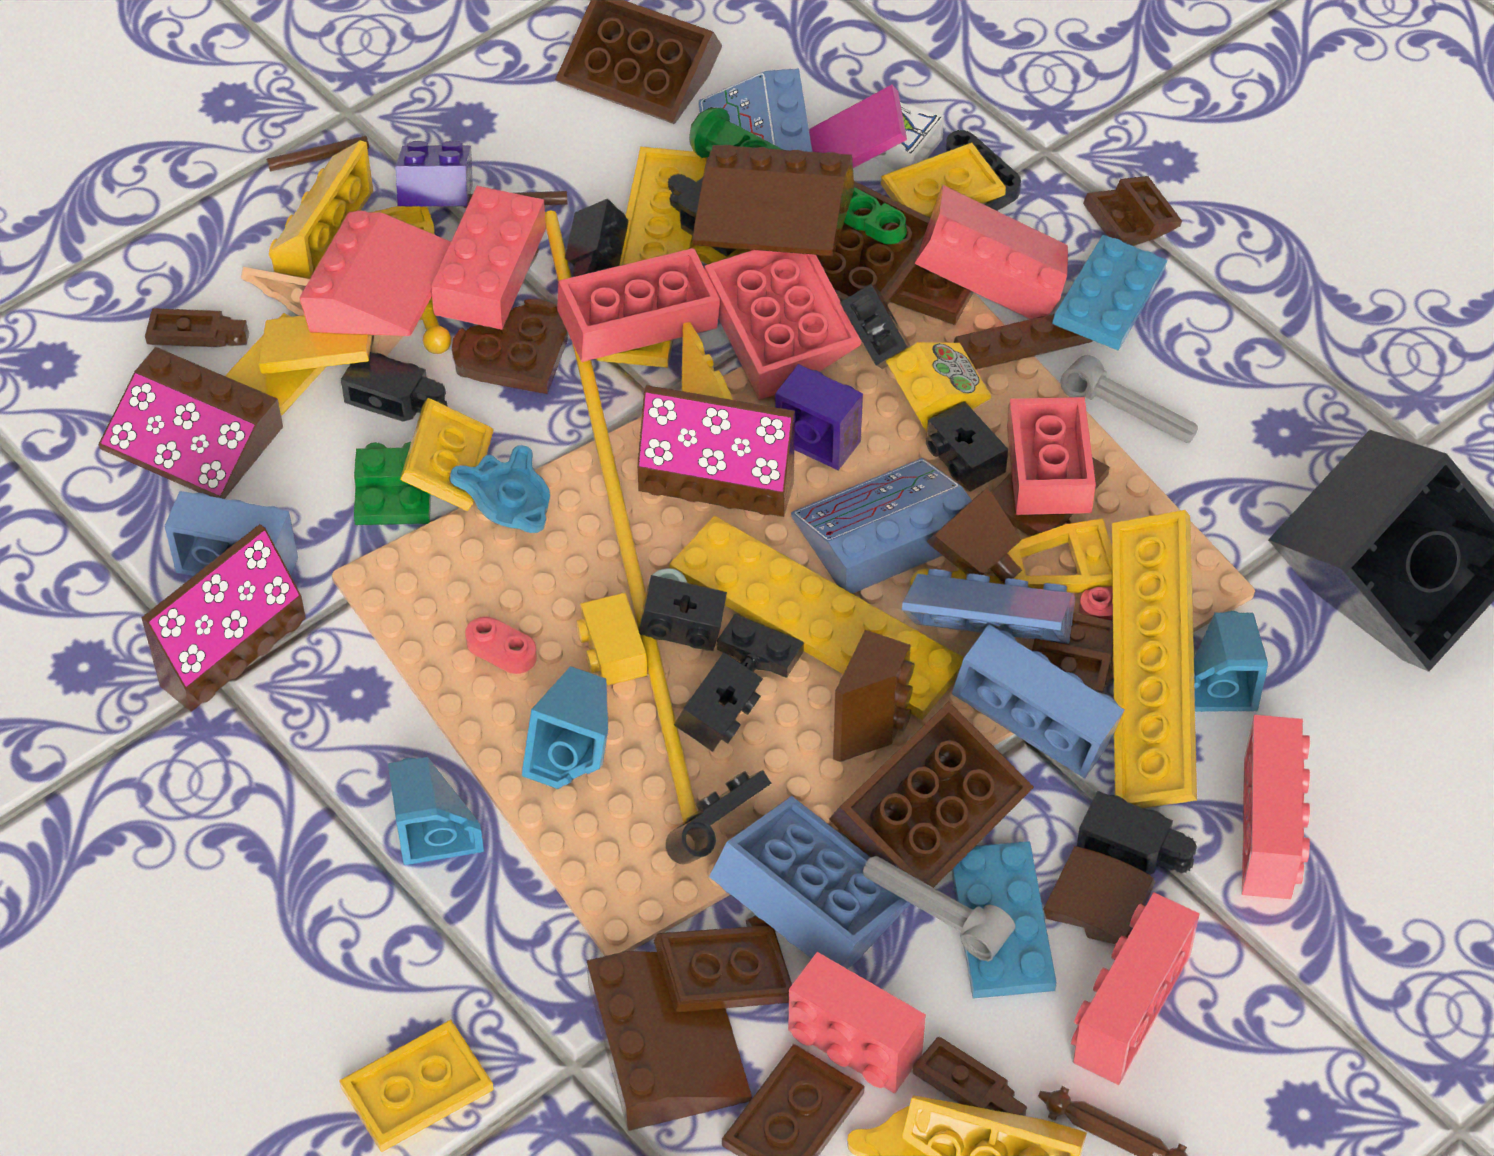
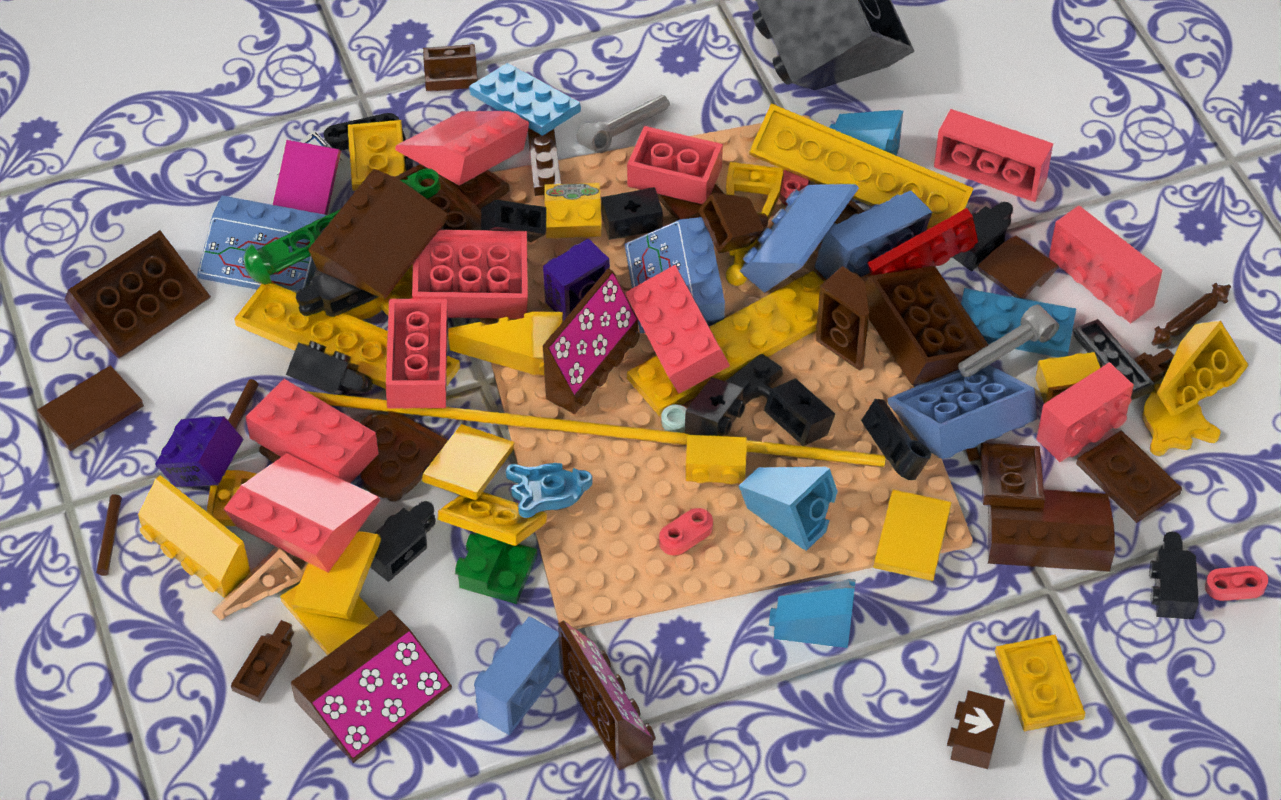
camera: 70 degrees left, 0 degrees up
(312, 1025) = (976, 730): none -> reddish brown brick
(476, 80) = (90, 408): none -> reddish brown tile
(523, 411) = (468, 462): none -> yellow tile
(584, 880) = (912, 535): none -> yellow tile
(772, 528) = (677, 329): none -> coral brick
(925, 986) = (1061, 373): none -> yellow brick
(973, 1043) = (1098, 339): none -> black tile
(1042, 761) = (930, 247): none -> red plate

